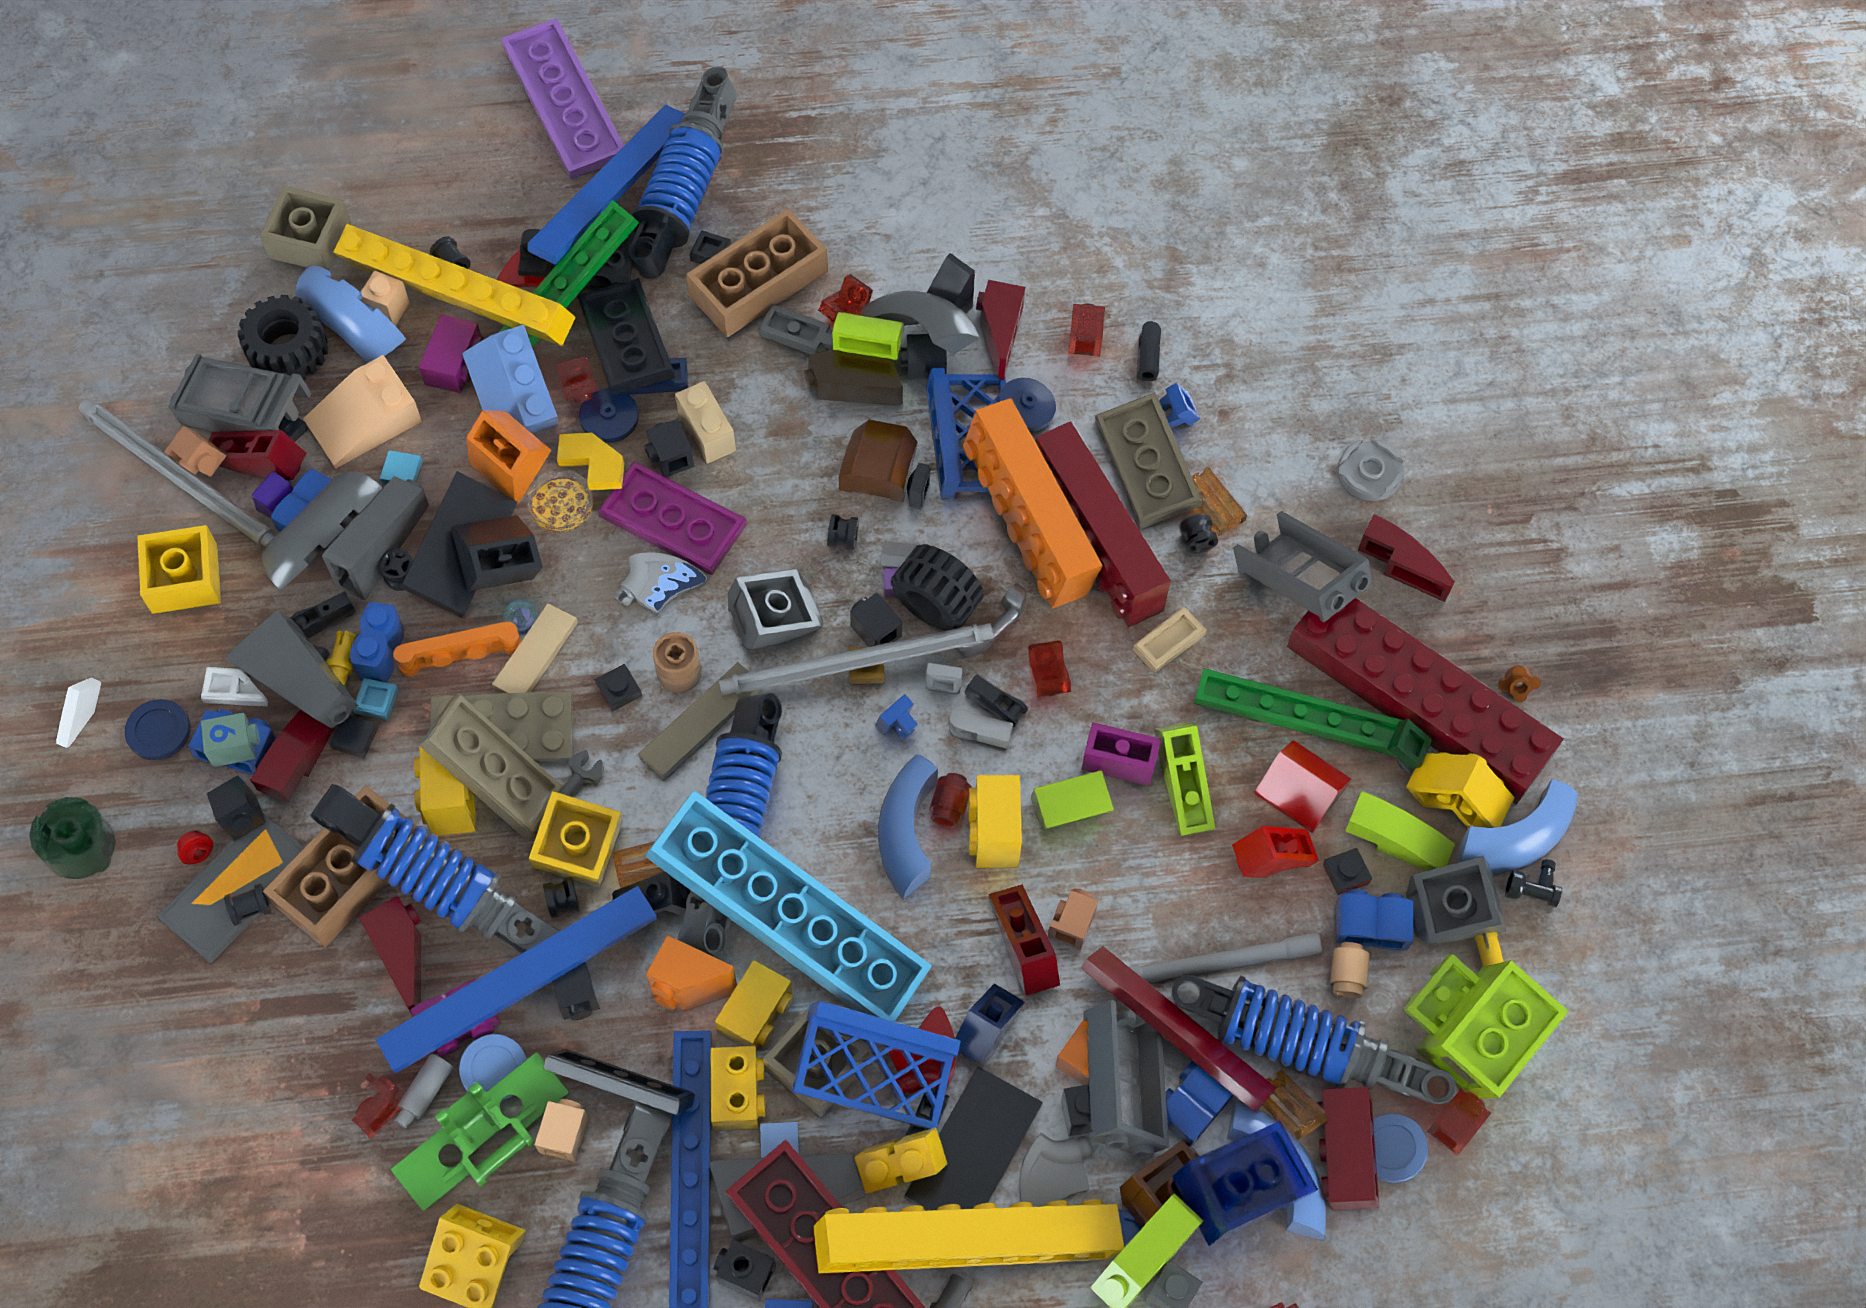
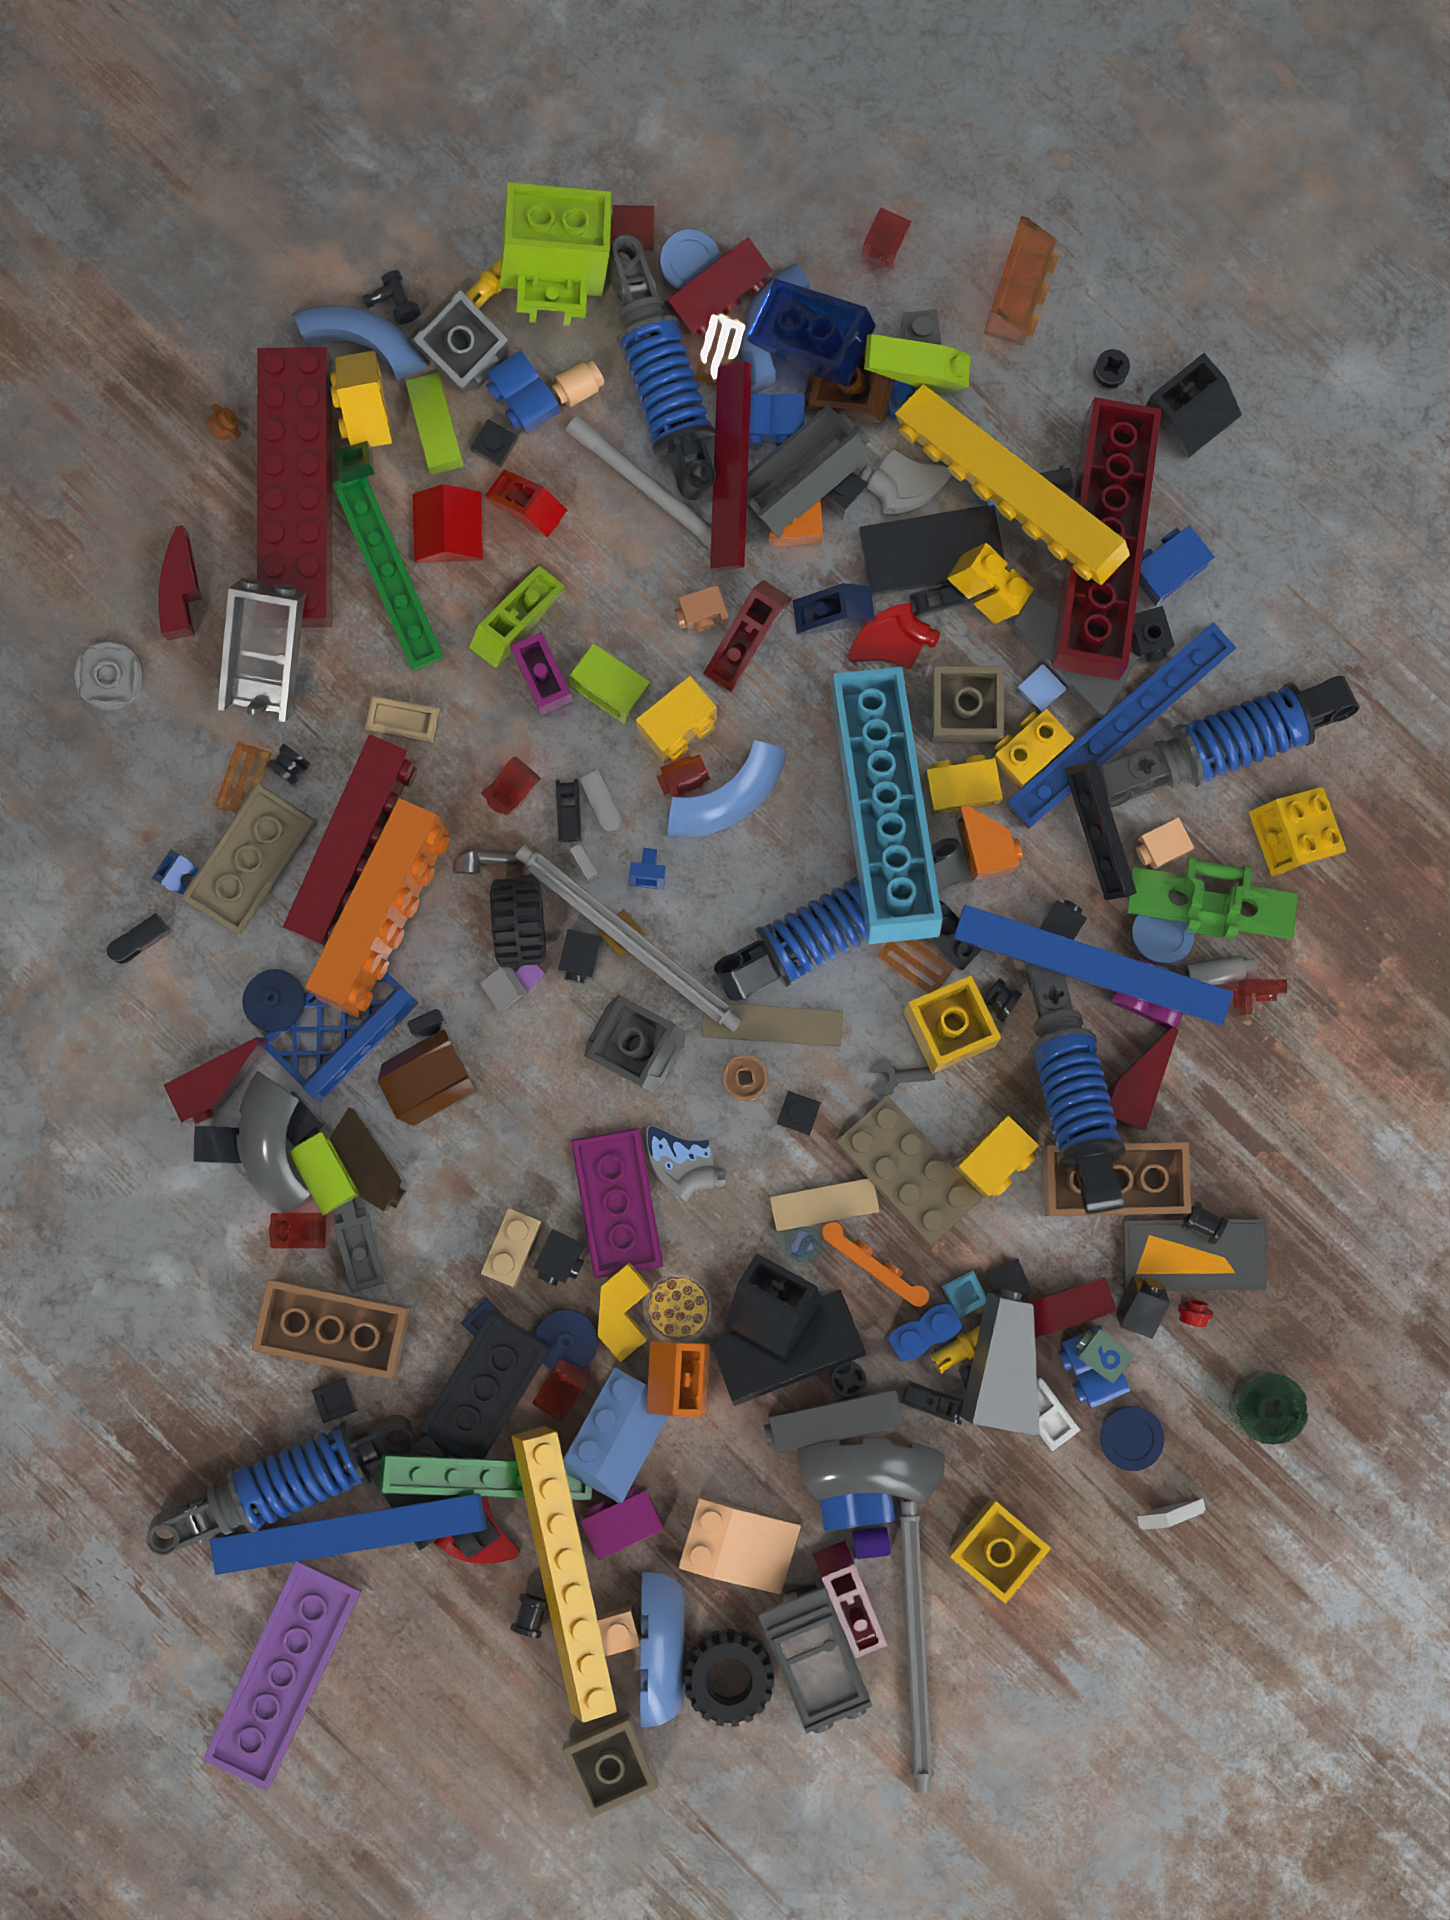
camera: 130 degrees left, 20 degrees up
(195, 452) = (890, 1641): nougat brick -> none
(400, 465) = (758, 1465): medium azure tile -> none
(490, 765) = (956, 1131): dark tan tile -> none
(846, 532) = (519, 1045): black wheel -> none
(883, 1033) = (914, 659): blue fence -> none
(1086, 329) = (158, 1007): clear red brick -> none

